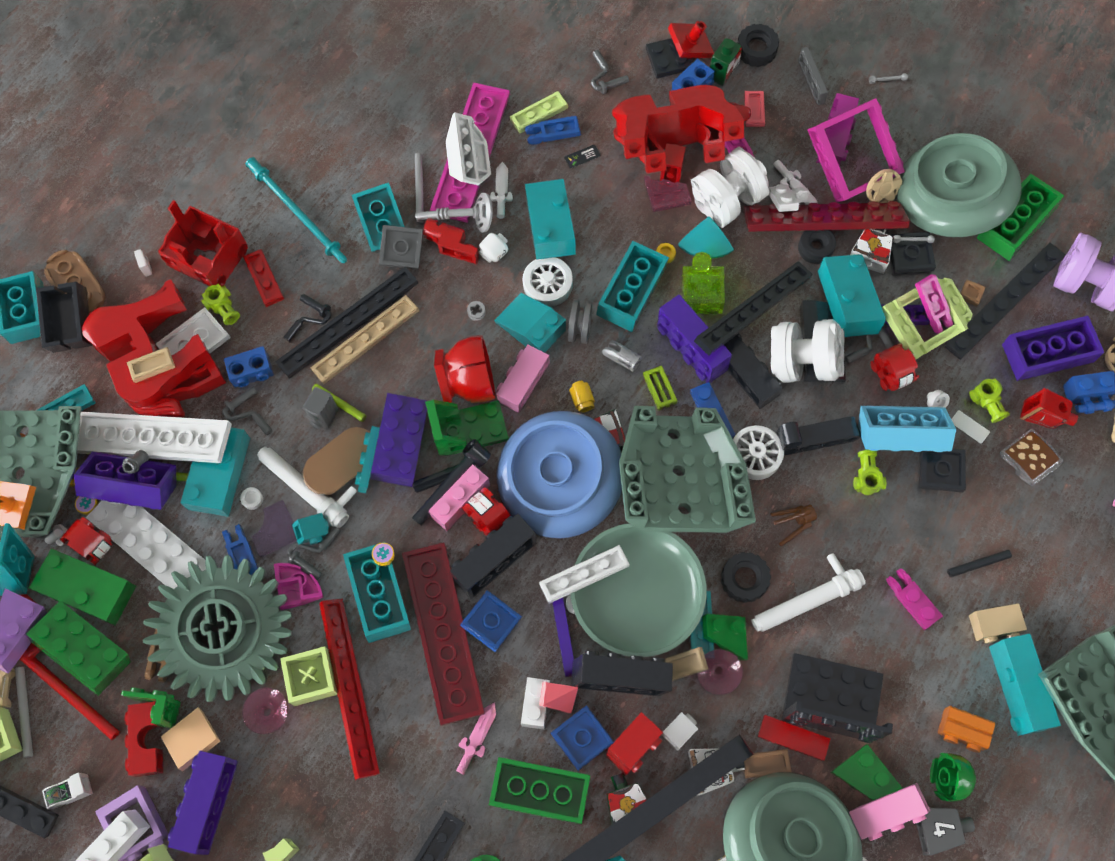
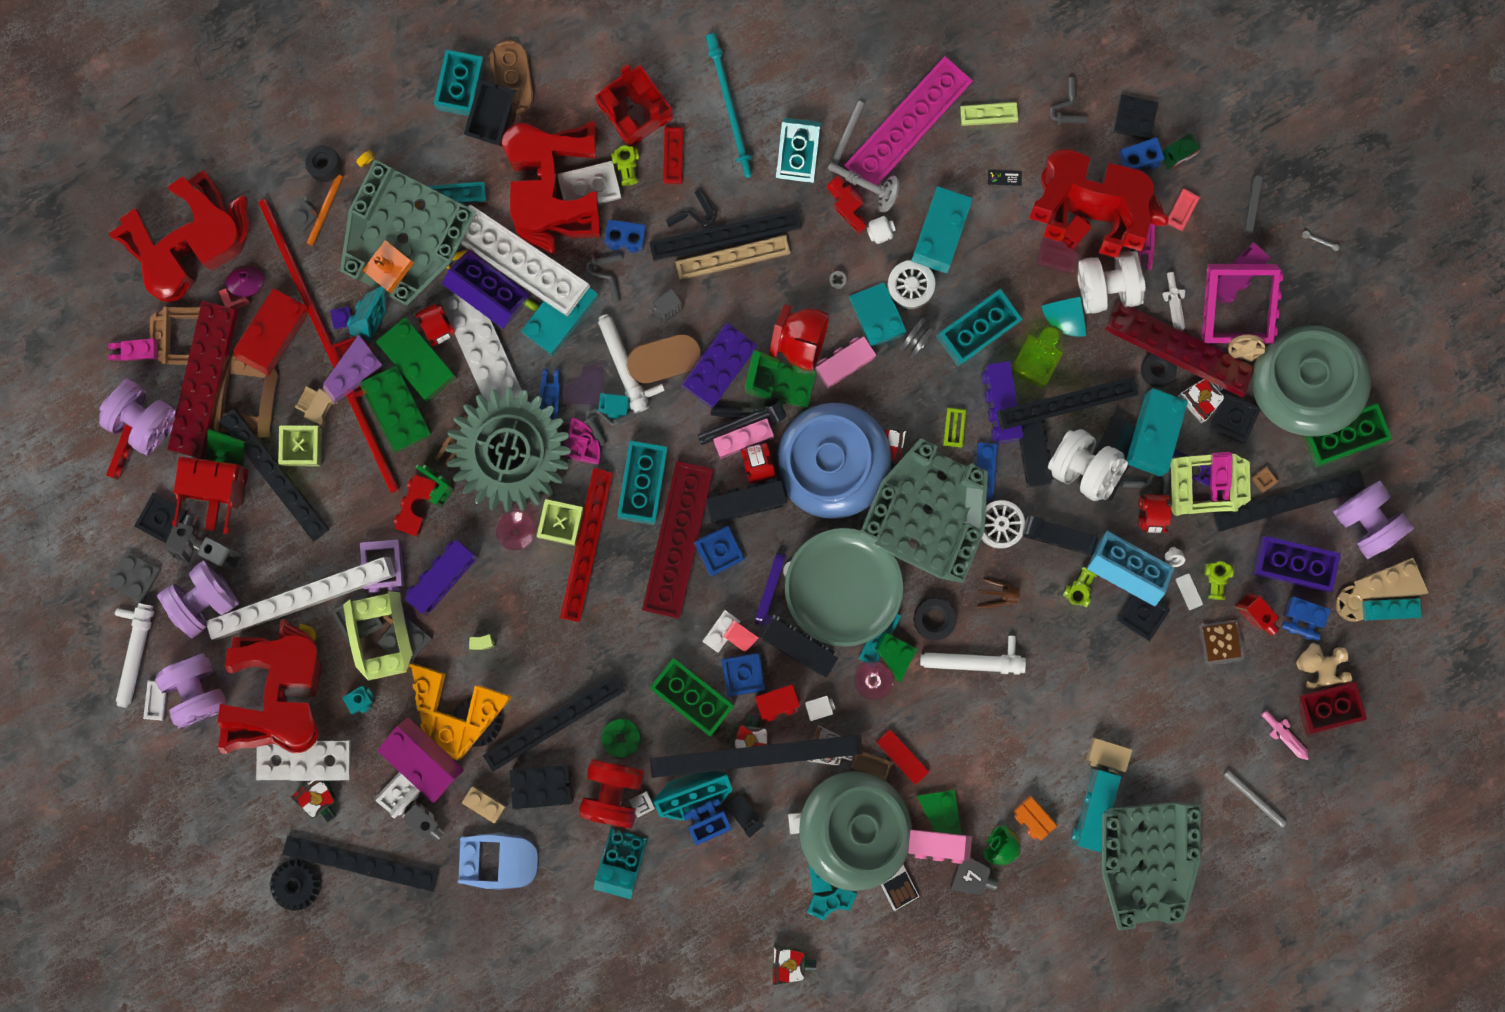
camera: 25 degrees right, 15 degrees up
(24, 712) = (332, 436): light grey bar -> none
(58, 532) = (414, 306): white plate -> none
(67, 791) = (343, 515): white leg -> none
(85, 505) = (442, 291): tile -> none
(133, 463) = (497, 281): dark grey pin -> none
(143, 262) = (577, 90): white tile -> none
(151, 364) = (547, 201): tan tile -> none
(189, 737) = (450, 523): light nougat tile -> none
(251, 498) = (577, 351): white tile -> none
(345, 406) = (685, 304): lime bar -> none
(366, 459) = (685, 369): teal plate -> none
(383, 554) = (660, 457): tile -> none
(400, 247) = (802, 189): dark grey plate -> none
(467, 151) = (902, 130): white wedge -> none
(476, 738) = (664, 633): bright pink sword -> none
(501, 190) = (916, 174): white sword -> none
(553, 130) = (992, 140): blue hinge -> none
(582, 396) = (886, 403): yellow brick -> none
(584, 574) = (808, 554): white tile -> none
(622, 355) = (939, 386): light grey hinge -> none
(667, 250) = (1026, 309): yellow tile -> none
(687, 663) = (851, 661): tan tile -> none
(691, 40) = (1163, 112): red tile -> none
(763, 33) = (1221, 133): black tyre -> none
(788, 199) = (1156, 313): white hinge -> none
(834, 698) = (949, 744): black bracket -> none
(914, 600) = (1056, 705): dark pink hinge -> none
(930, 239) = (1257, 416): light grey hinge -> none
(979, 563) = (1125, 703): black piece -> none

